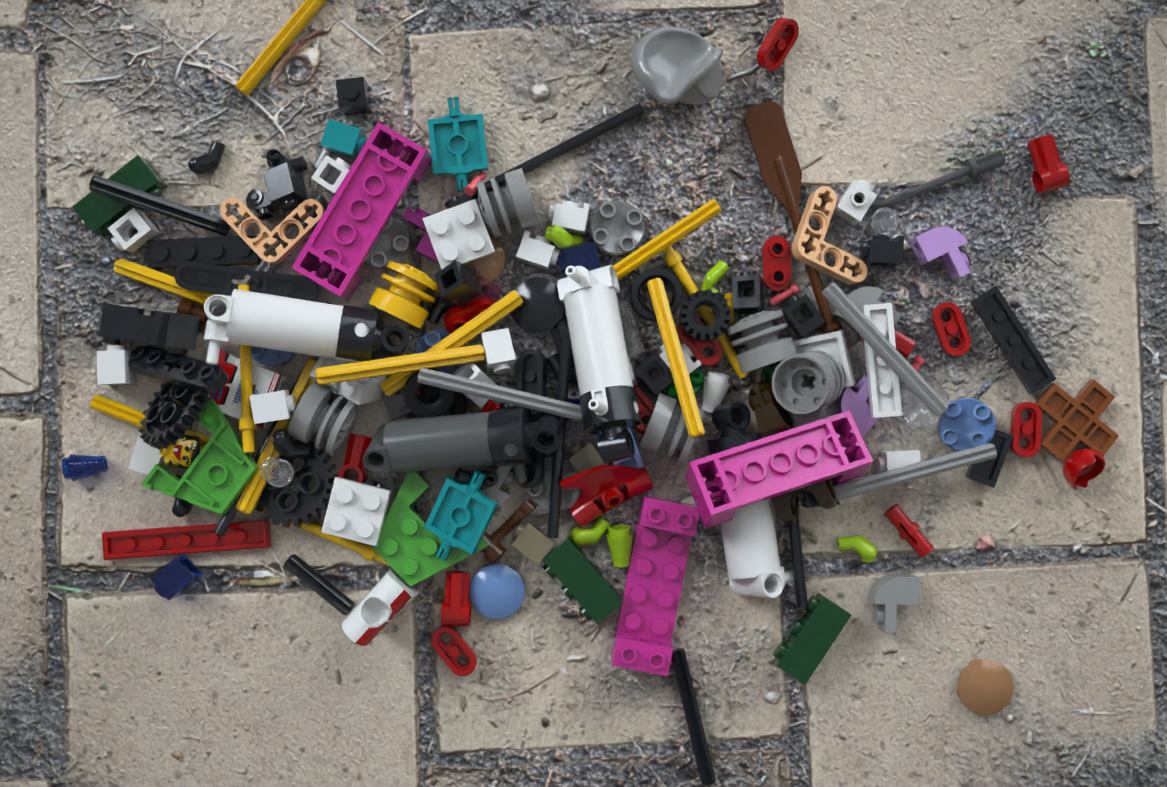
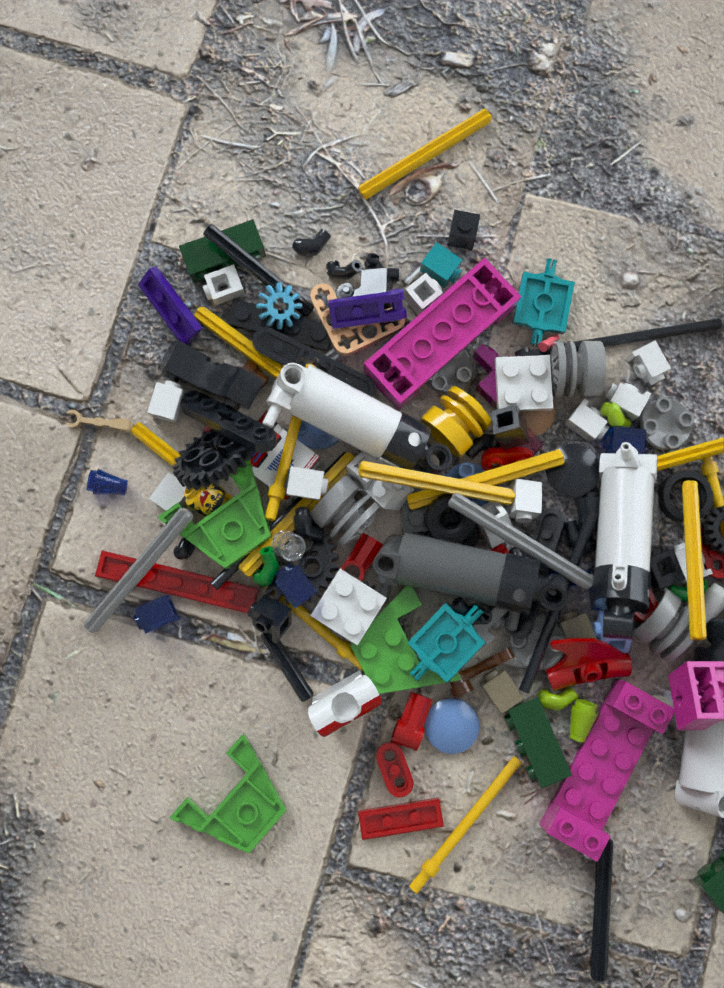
camera: 10 degrees right, 5 degrees down
(74, 404) = (118, 424): none -> tan piece
(86, 269) = (169, 306): none -> dark purple plate
(141, 541) = (138, 569): none -> light grey axle
(187, 244) = (284, 298): none -> medium azure gear
(250, 178) = (344, 273): none -> black arm
(267, 500) = (266, 575): none -> green arm
(278, 211) = (367, 309): none -> dark purple plate
(286, 545) = (271, 617): none -> black brick
(295, 508) = (295, 585): none -> clear blue brick
(324, 735) = (246, 811): none -> bright green wing
(475, 694) = (400, 818): none -> red tile
(519, 730) = (431, 866): none -> yellow bar
(581, 172) = (649, 363): none -> white brick

